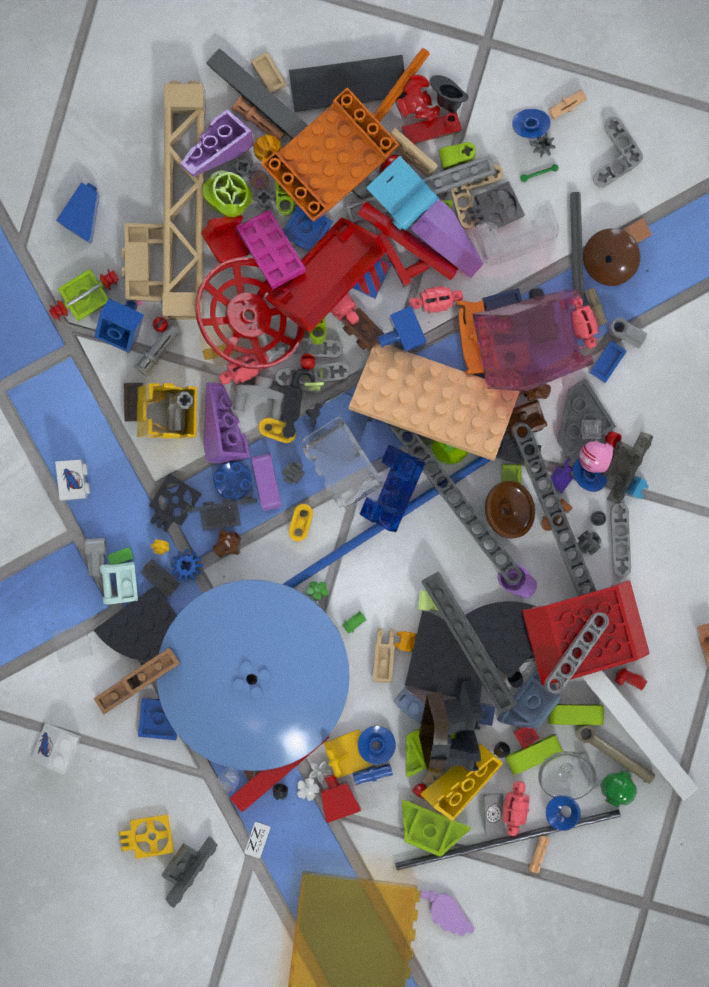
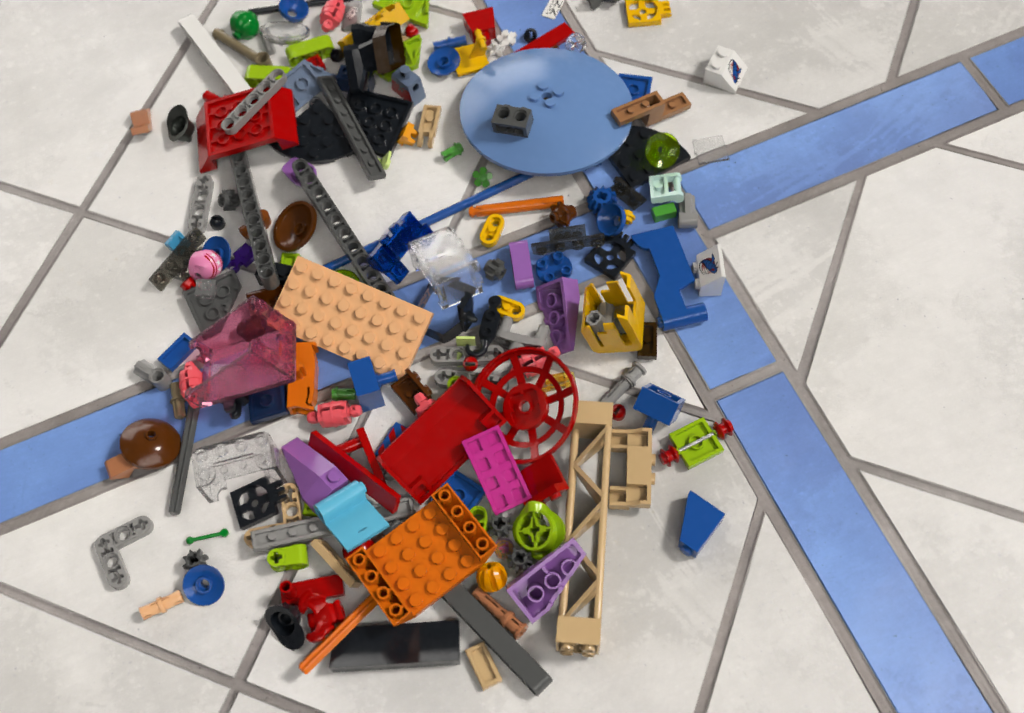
camera: 165 degrees left, 25 degrees down
(108, 475) = (673, 276): none -> blue door
(123, 623) = (669, 153): none -> clear neon green dish
(178, 531) = (606, 218): none -> blue piece
(277, 555) = (515, 206): none -> orange piece
(285, 631) = (512, 120): none -> dark grey brick
(433, 324) = (343, 393): none -> bright green pin
(664, 637) = (179, 124): none -> pearl dark grey piece

